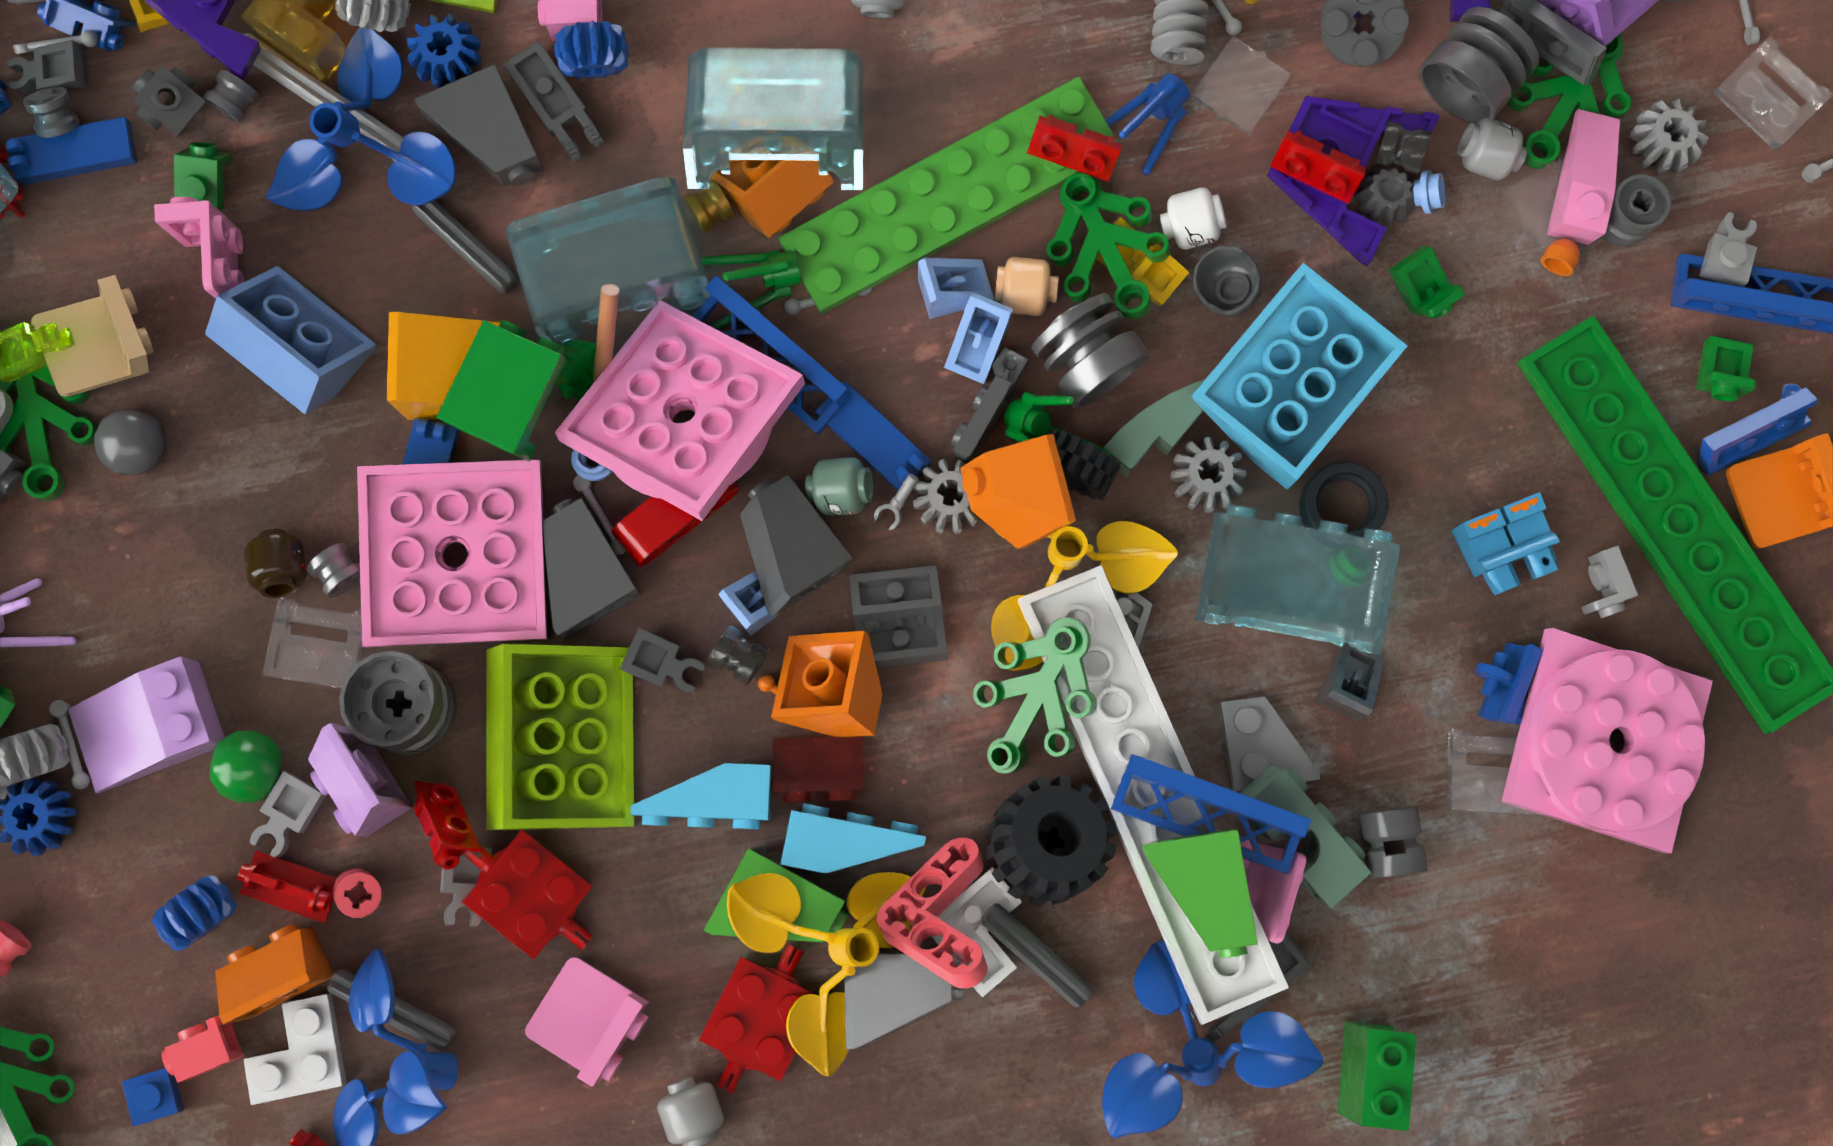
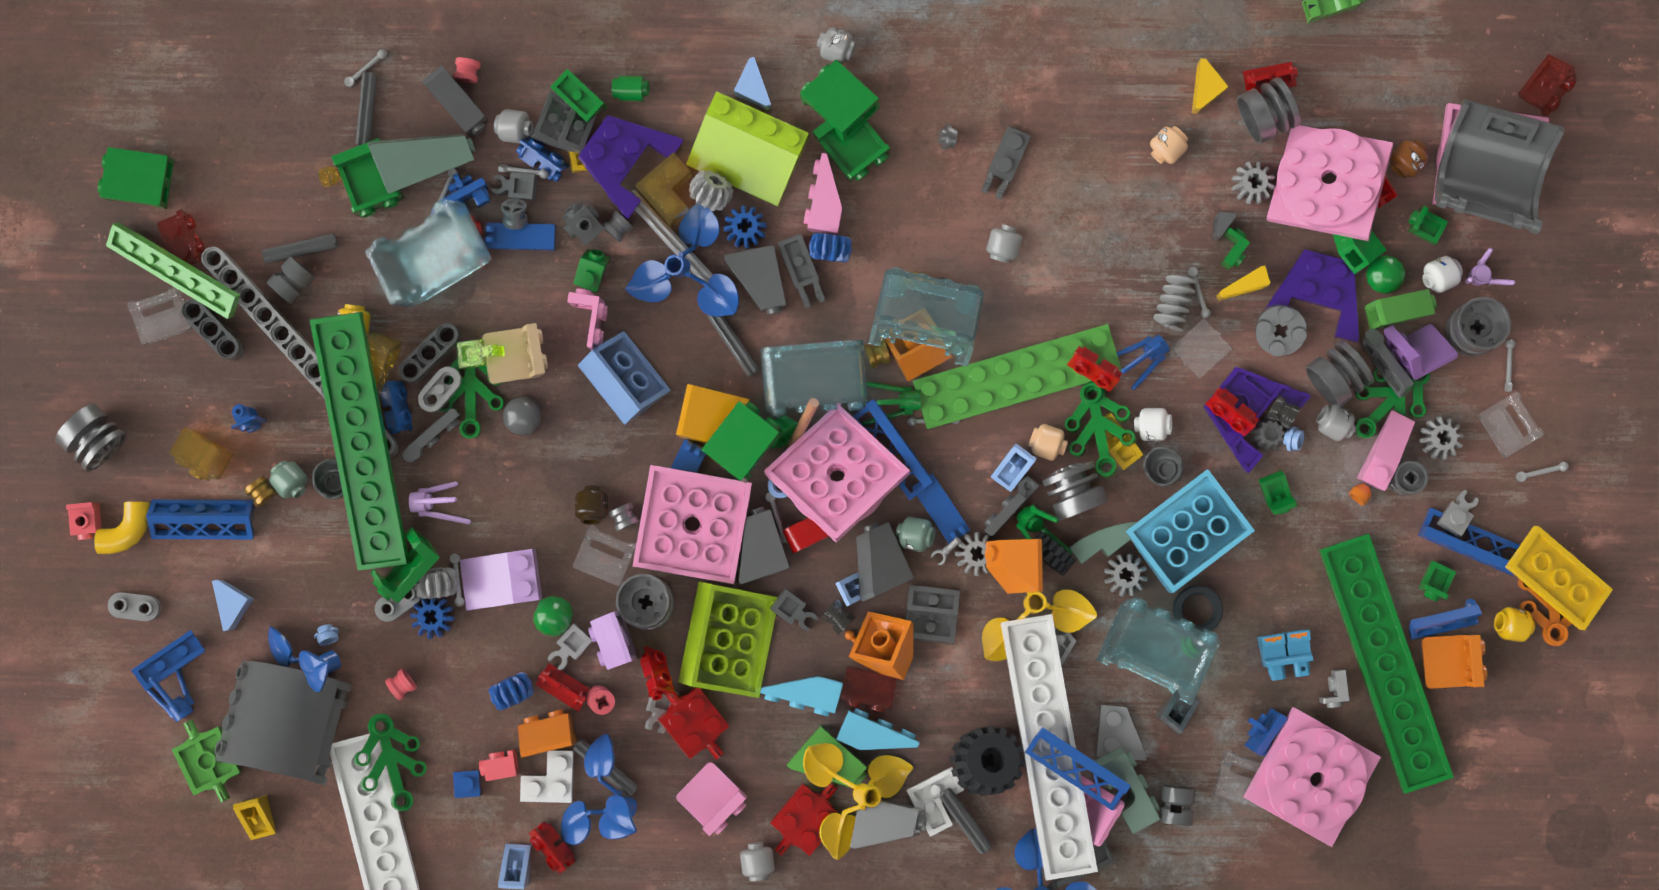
camera: 20 degrees right, 5 degrees up
(923, 914) = (908, 784): coral beam -> none
(949, 283) = (1007, 431): light blue slope -> none
(1041, 691) = (1002, 677): plant -> none
(1209, 886) = (1067, 807): bright green slope -> none

